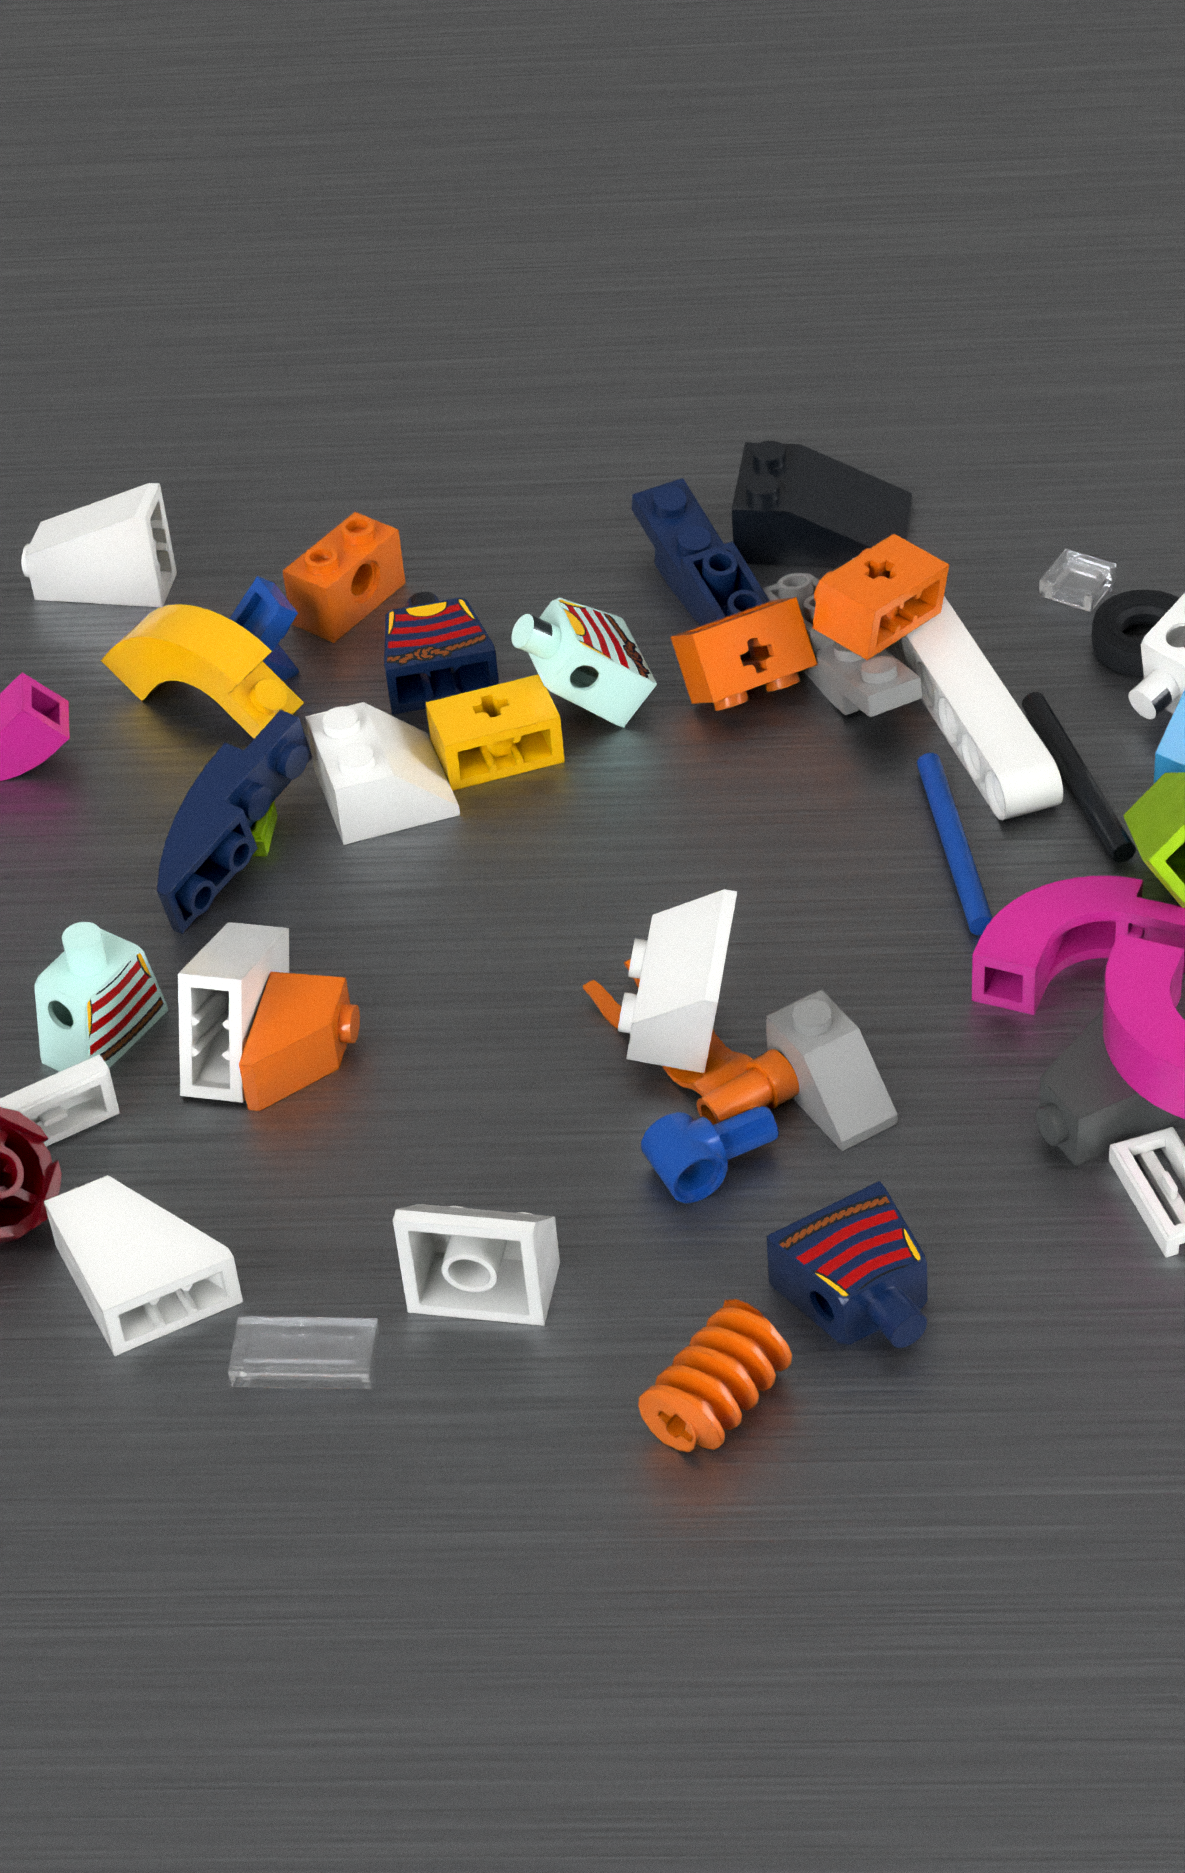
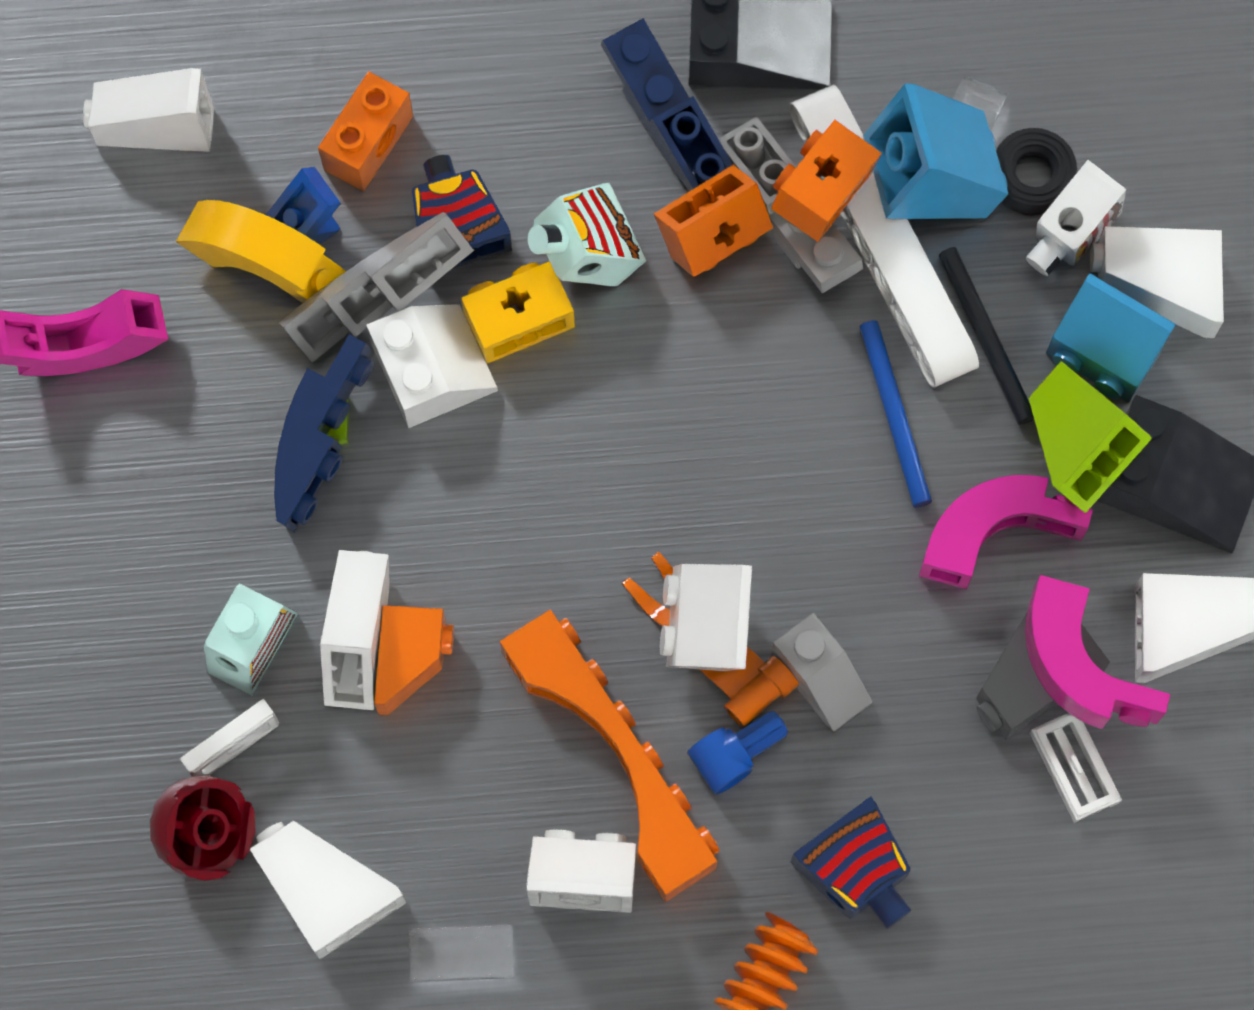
camera: 10 degrees left, 30 degrees up
(337, 678) = (376, 284): none -> light grey slope
(602, 1234) = (553, 669): none -> orange arch
(1019, 589) = (935, 158): none -> dark azure slope

